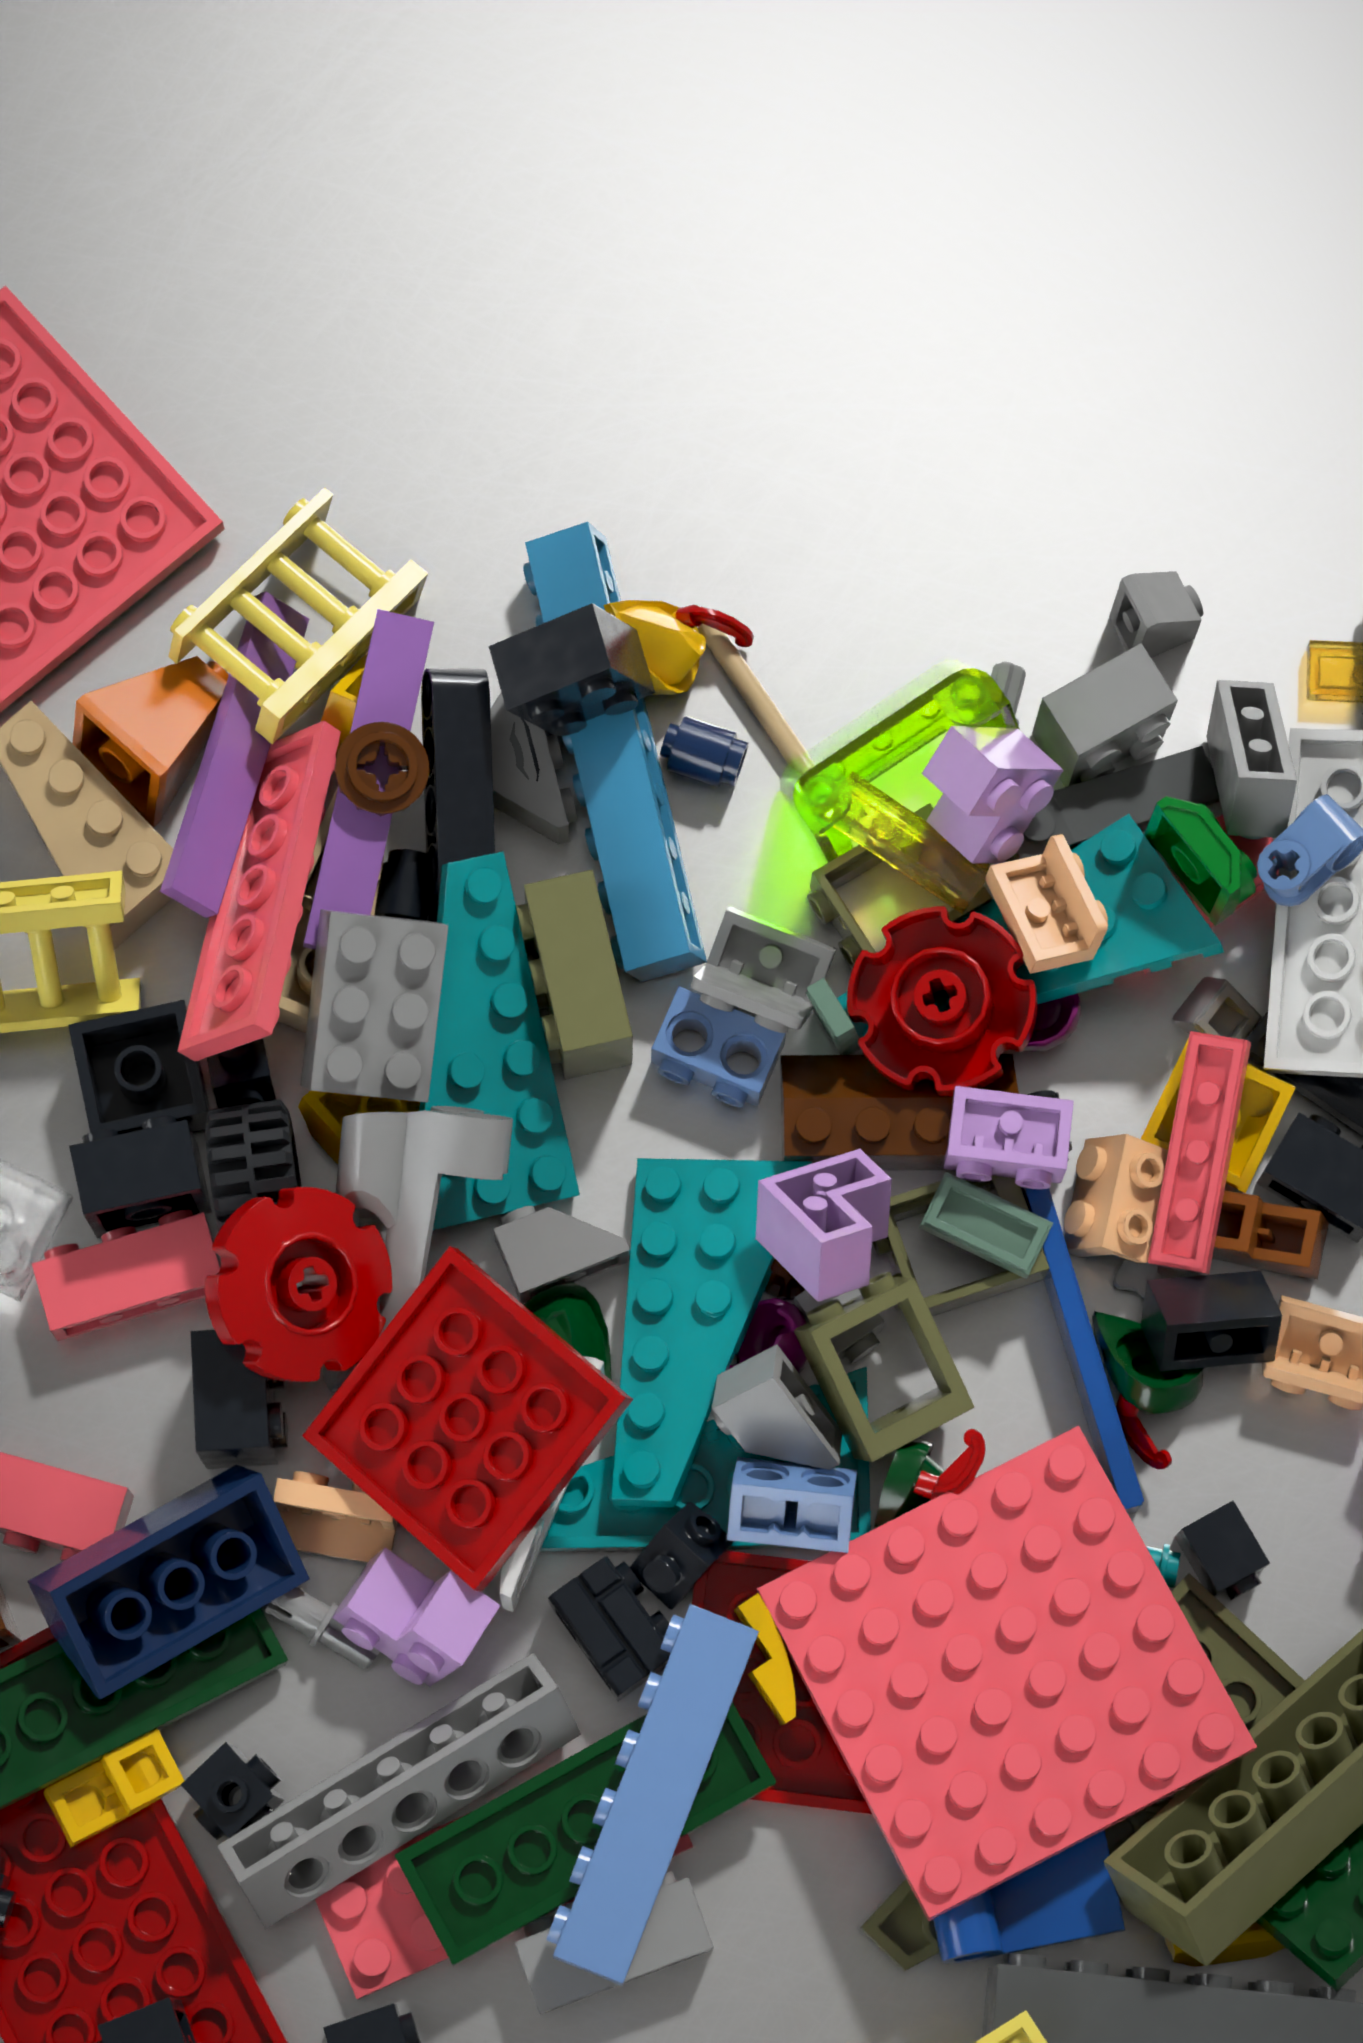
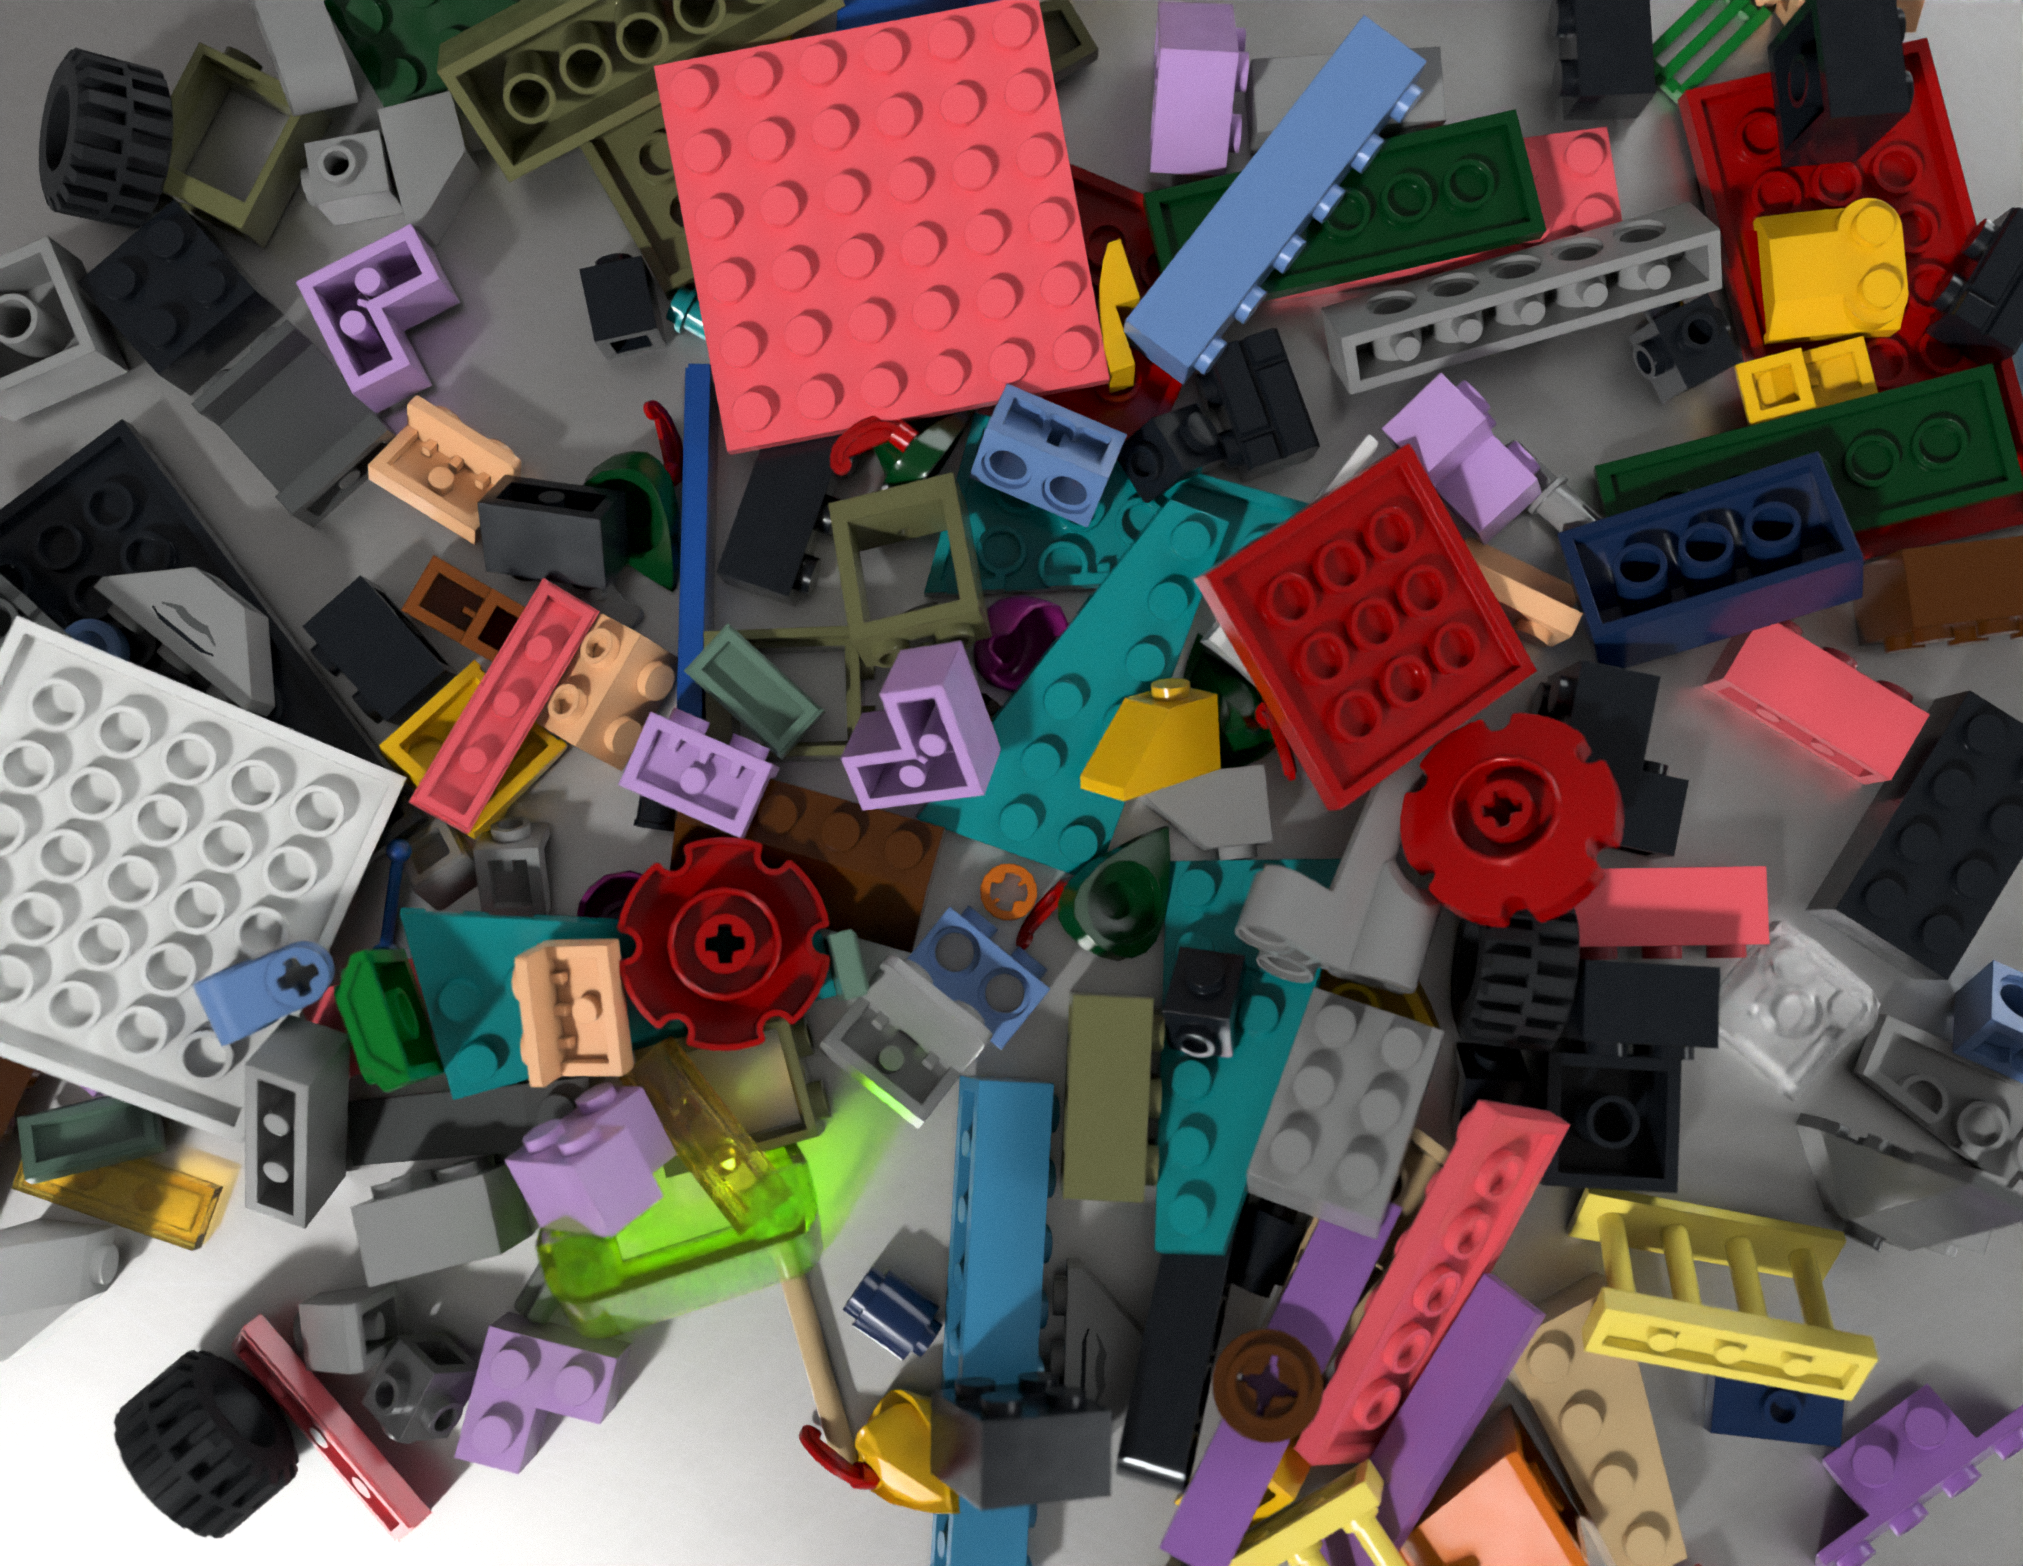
camera: 160 degrees left, 10 degrees up
(115, 1901) = (1832, 273): none -> yellow slope
(165, 1356) = (1655, 821): none -> black brick
(518, 1067) = (1204, 1002): none -> black bracket
(616, 1142) = (1112, 902): none -> dark green piece
(622, 1277) = (1156, 742): none -> yellow slope
(696, 1121) = (997, 876): none -> orange bush
(759, 1912) = (1195, 77): none -> lavender brick
(775, 1412) = (1035, 555): light grey slope -> none
(992, 620) = (533, 1371): none -> lavender brick
(1013, 1388) = (783, 520): none -> black brick
(1077, 585) = (421, 1387): none -> flat silver brick
(1144, 533) = (329, 1428): none -> coral tile
(1149, 1025) = (513, 868): none -> light grey bracket
(1234, 493) = (205, 1444): none -> black tyre
(1237, 927) = (398, 852): none -> blue hinge

